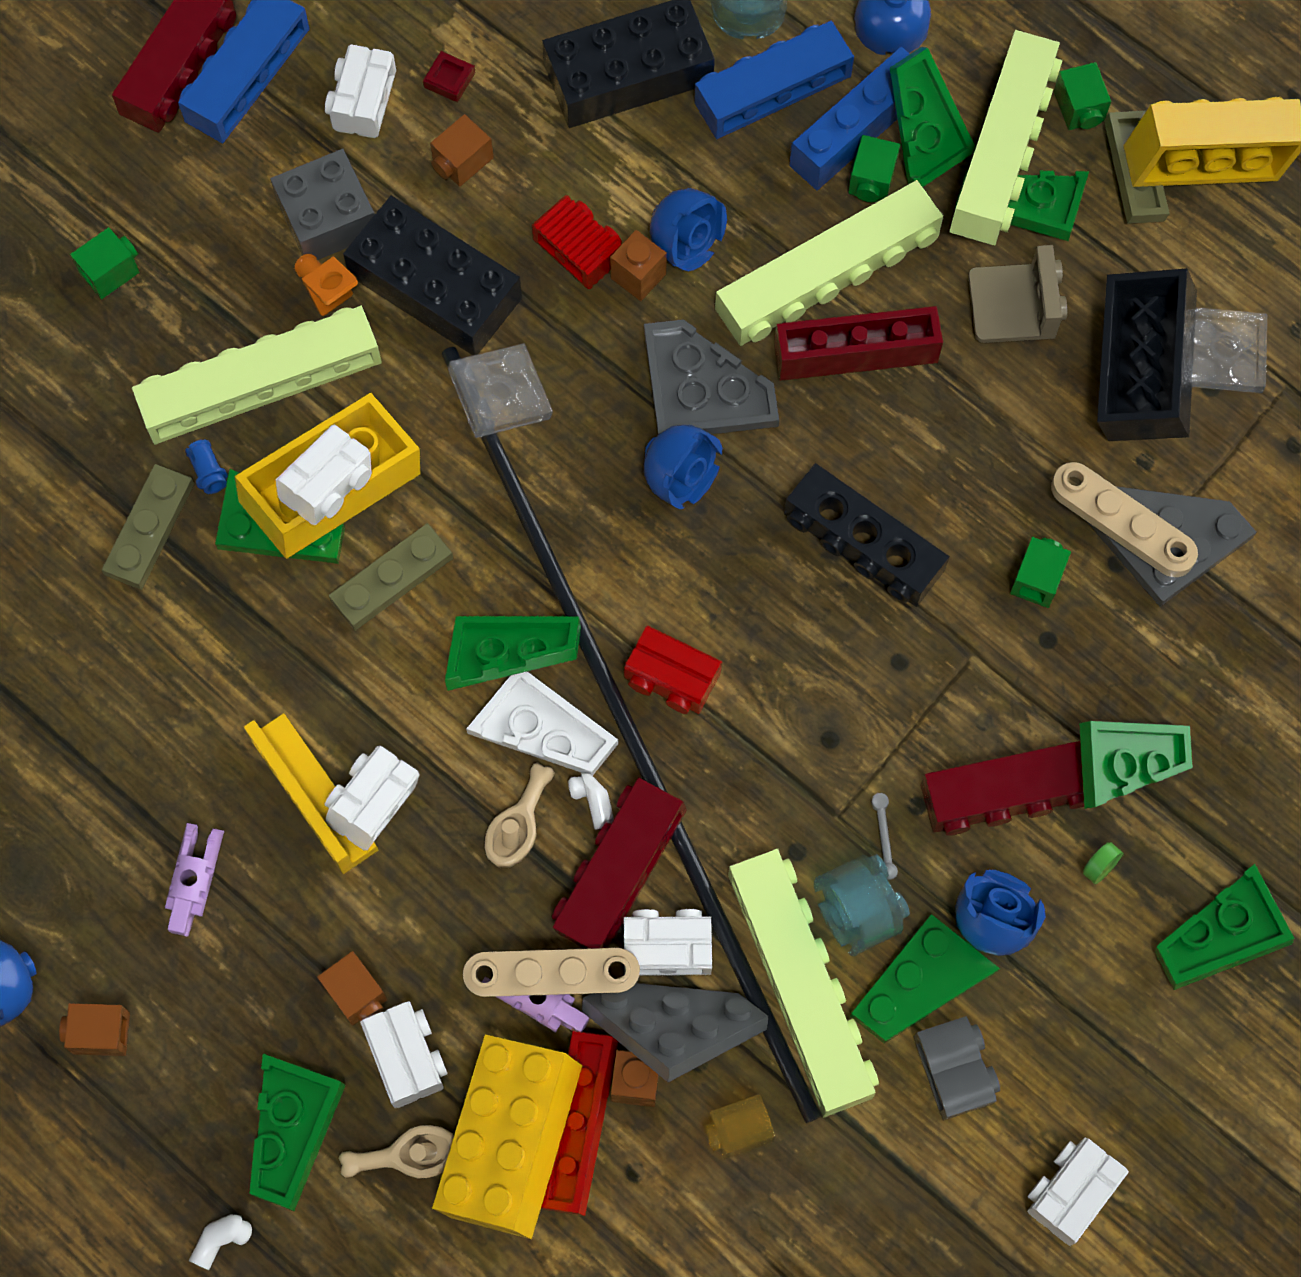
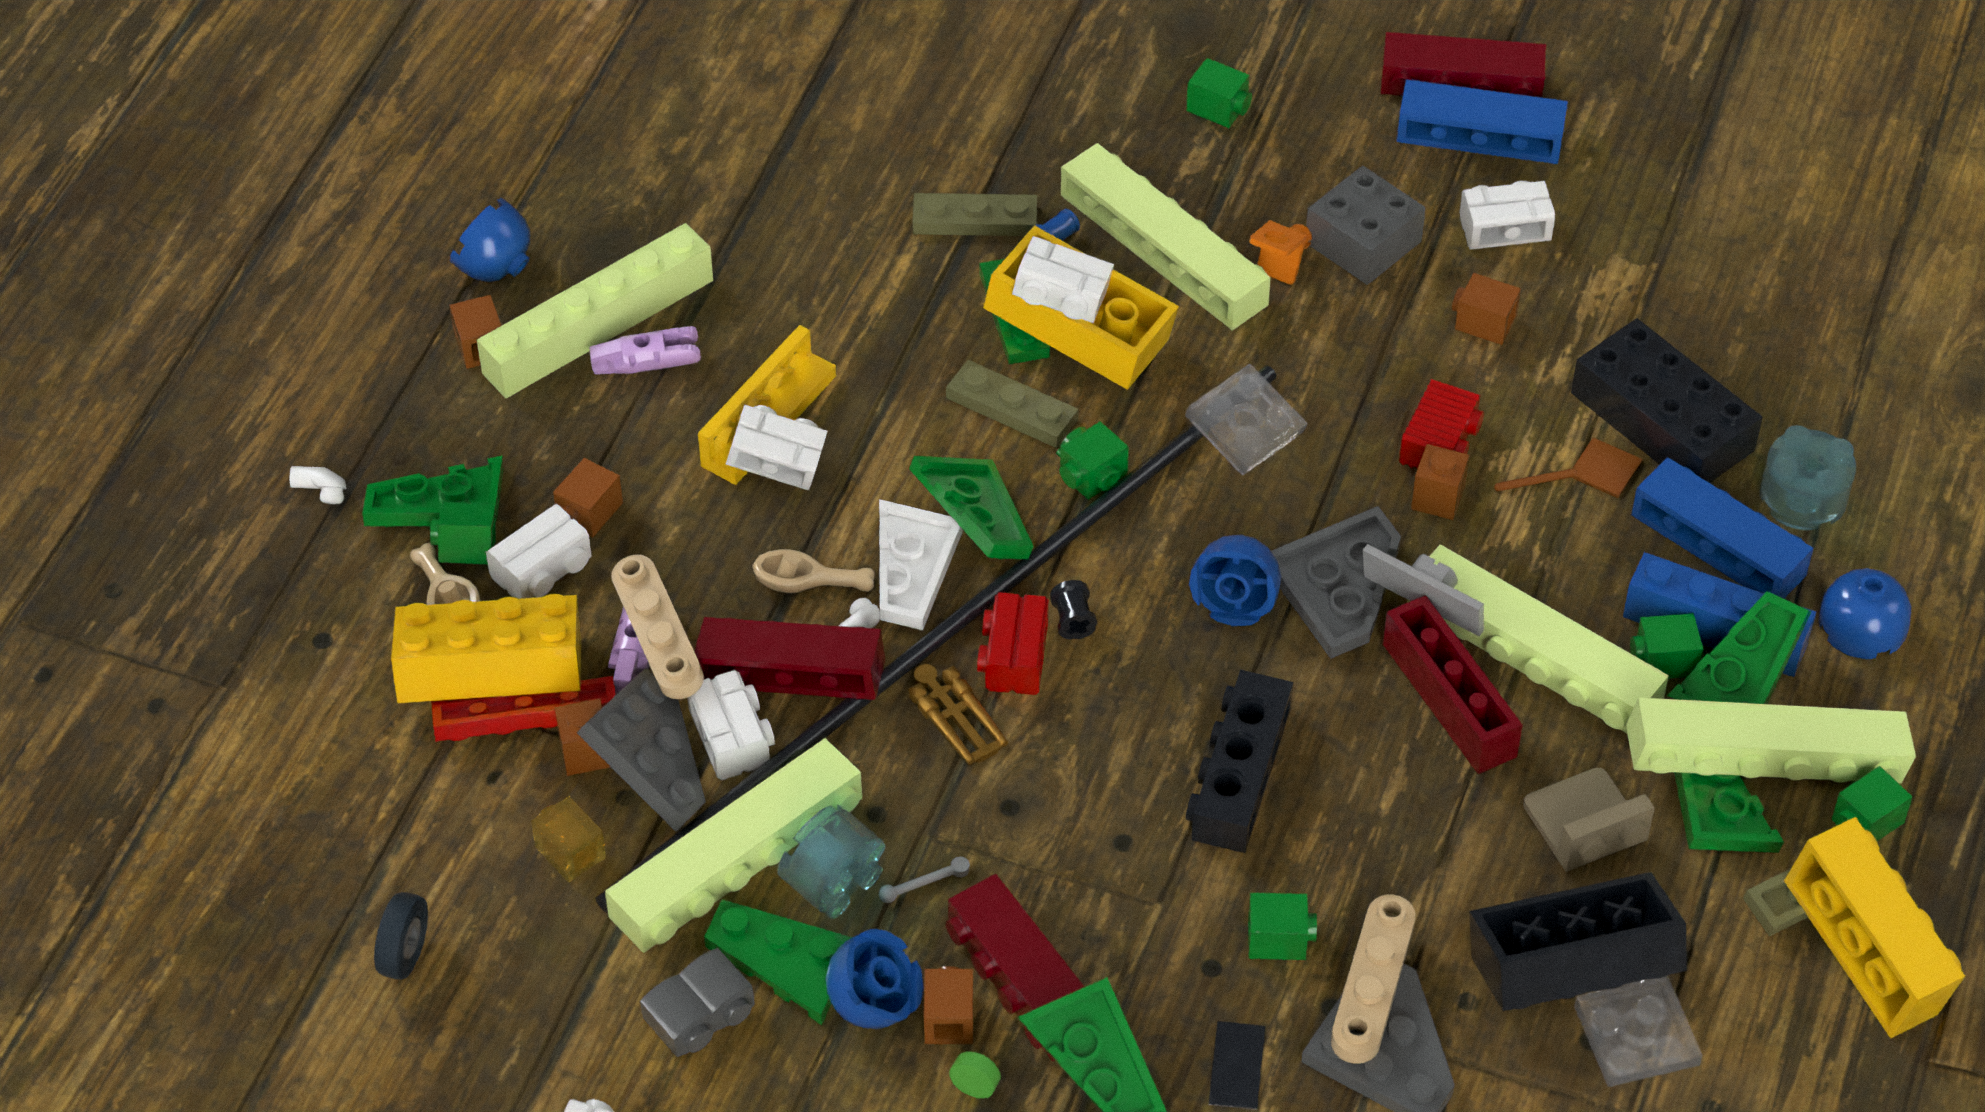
camera: 70 degrees right, 20 degrees down
(122, 909) = (595, 310): none -> yellowish green brick
(353, 1116) = (464, 532): none -> green brick
(433, 275) = (1337, 328): black brick -> none
(449, 76) = (1568, 280): dark red tile -> none
(494, 533) = (1092, 459): none -> green brick
(652, 610) = (1073, 609): none -> black bush
(659, 139) = (1598, 466): none -> dark orange piece
(667, 758) = (926, 677): none -> pearl gold piece
(687, 227) = (1501, 506): blue cylinder -> none
(762, 319) = (1425, 579): none -> light grey piece
(1029, 858) = (948, 1005): none -> dark orange brick
(1147, 656) = (1237, 1065): none -> black sticker

